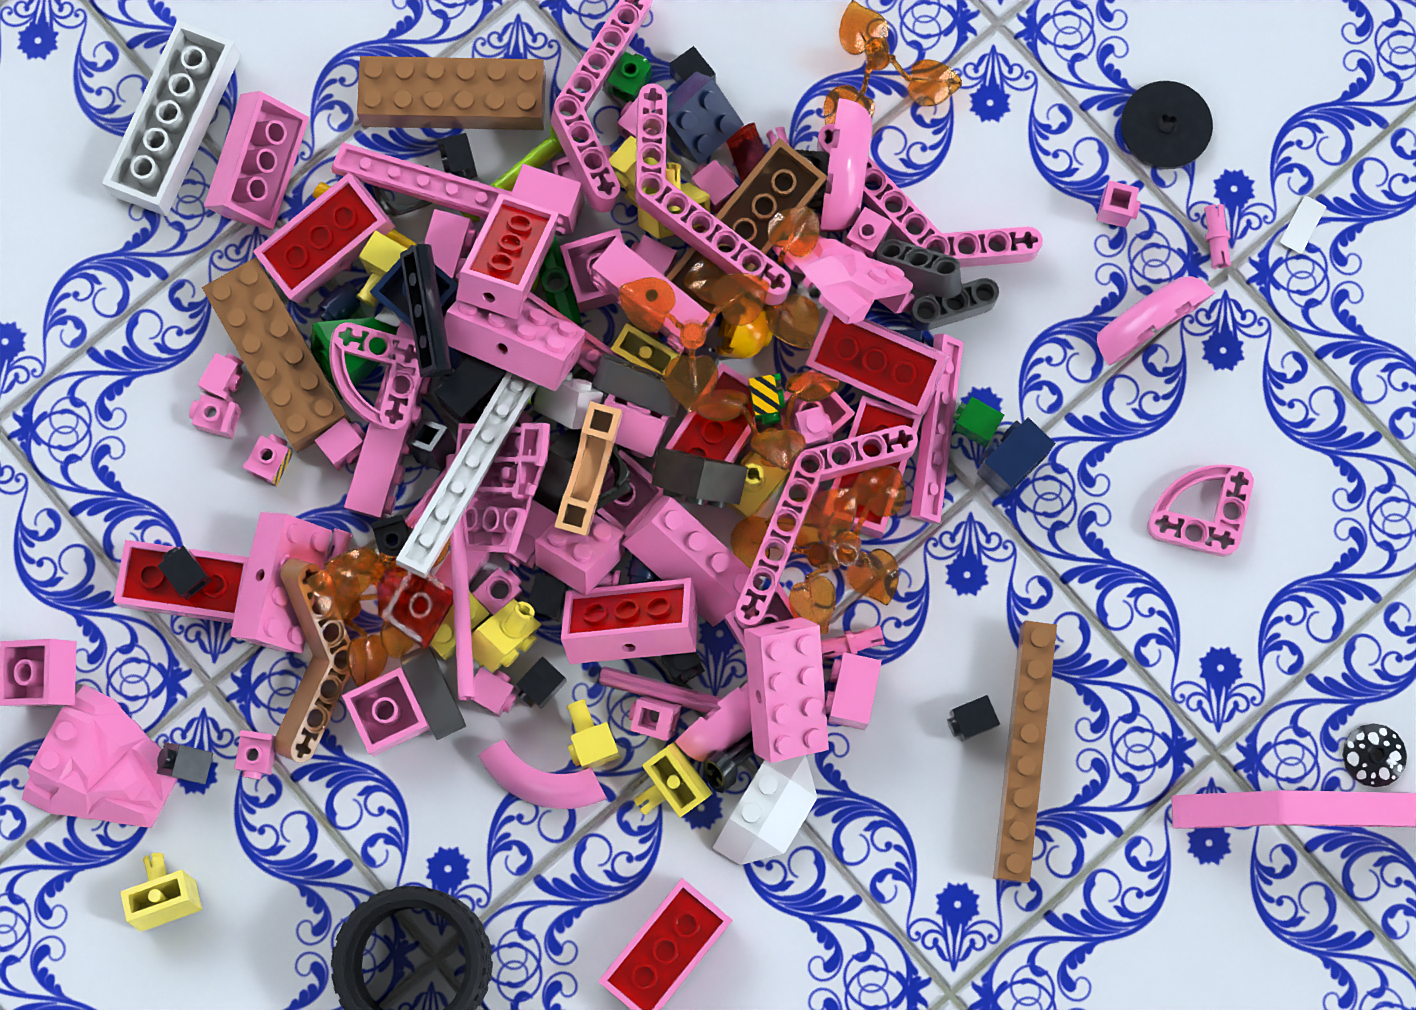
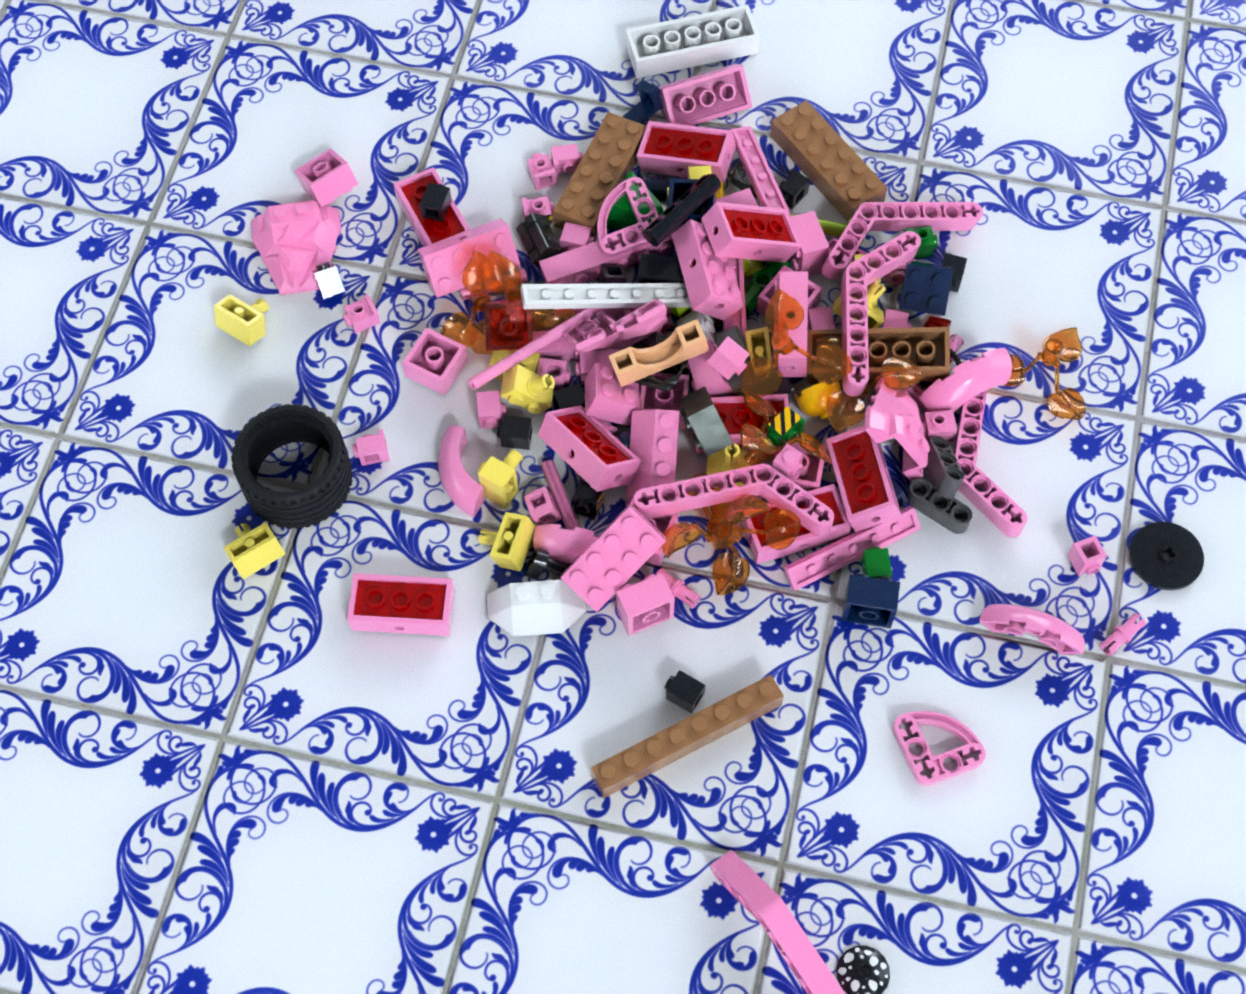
camera: 55 degrees right, 15 degrees down
(219, 240) = (649, 103): none -> dark blue bracket
(297, 733) = (435, 312): medium nougat beam -> none
(312, 485) = (538, 238): none -> pearl dark grey brick
(432, 692) = (457, 390): dark grey beam -> none
(442, 857) = (371, 448): none -> bright pink brick
(648, 398) = (729, 358): none -> bright pink brick
(1303, 224) = (1179, 684): white sticker -> none

